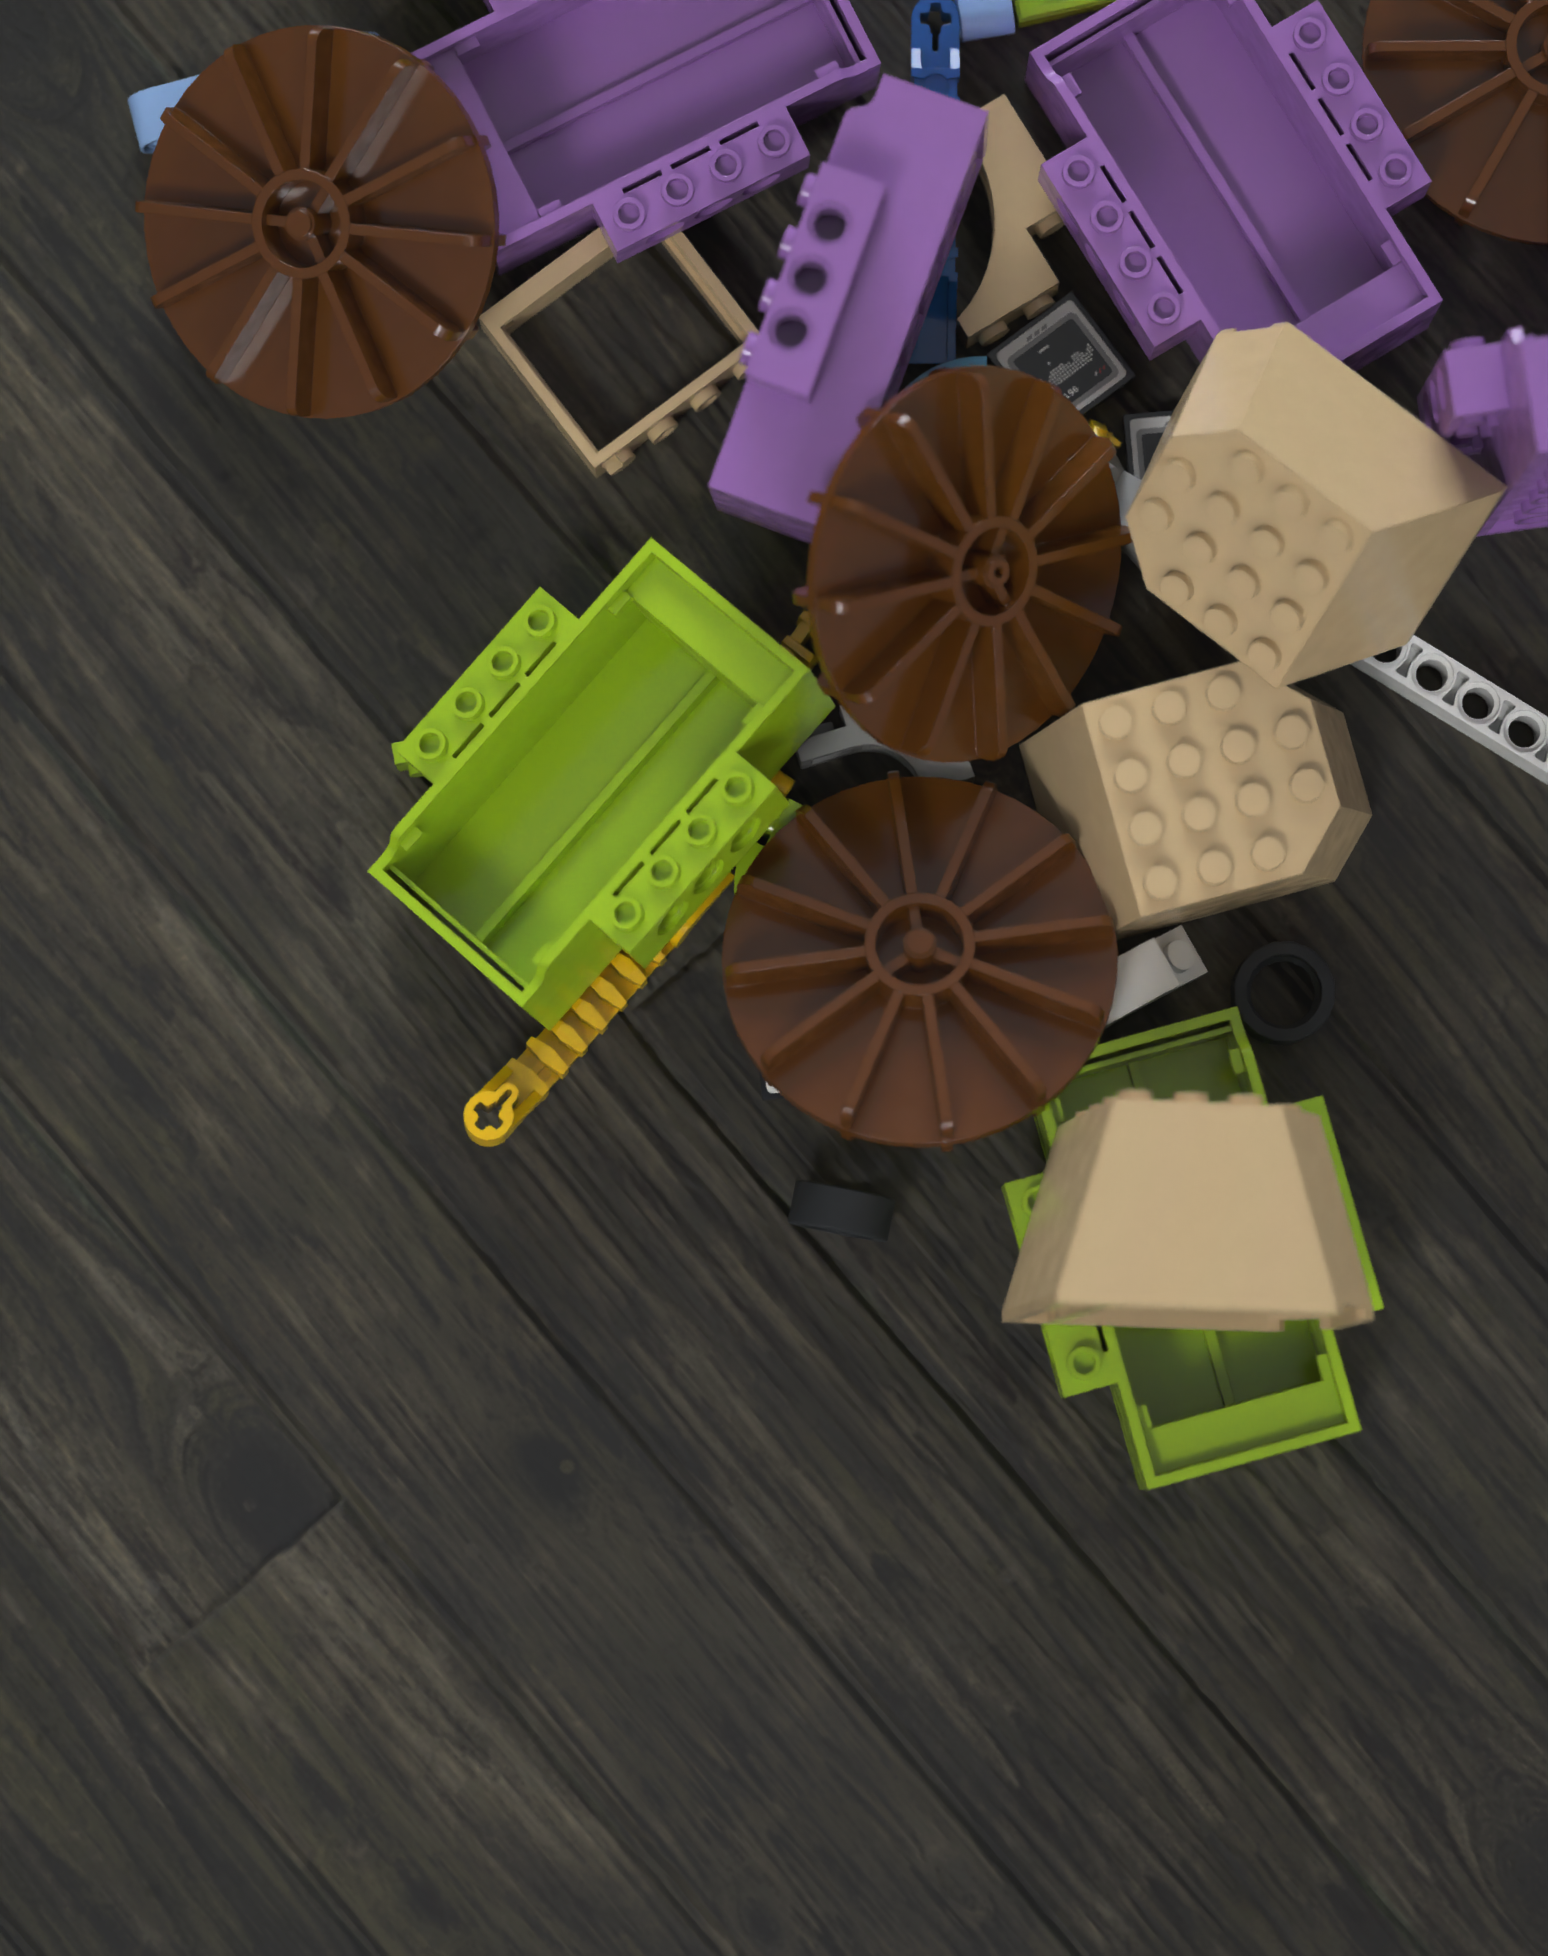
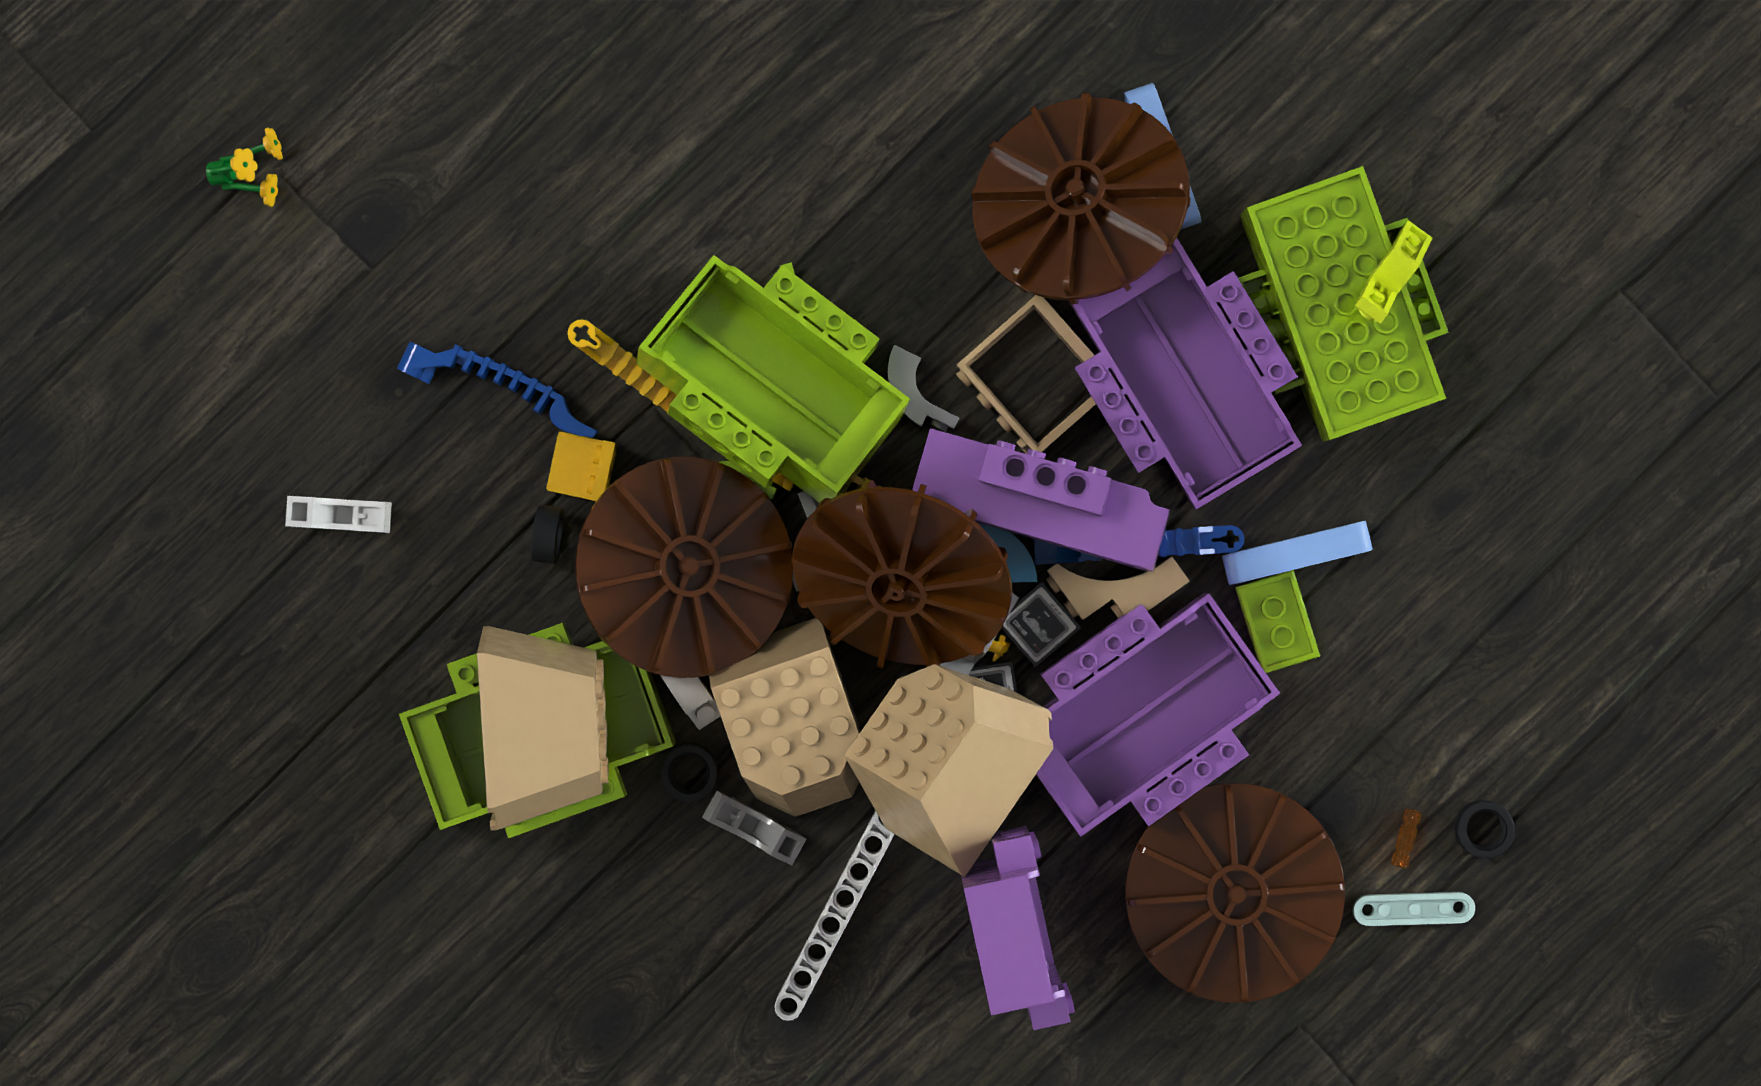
camera: 85 degrees right, 5 degrees up
(143, 1747) = (242, 167): none -> plant
(519, 1415) = (423, 364): none -> blue piece
(594, 563) = (902, 375): none -> light grey arch
(725, 1143) = (581, 466): none -> yellow bracket
(778, 1583) = (338, 514): none -> white arch
(1388, 880) = (754, 827): none -> light grey arch

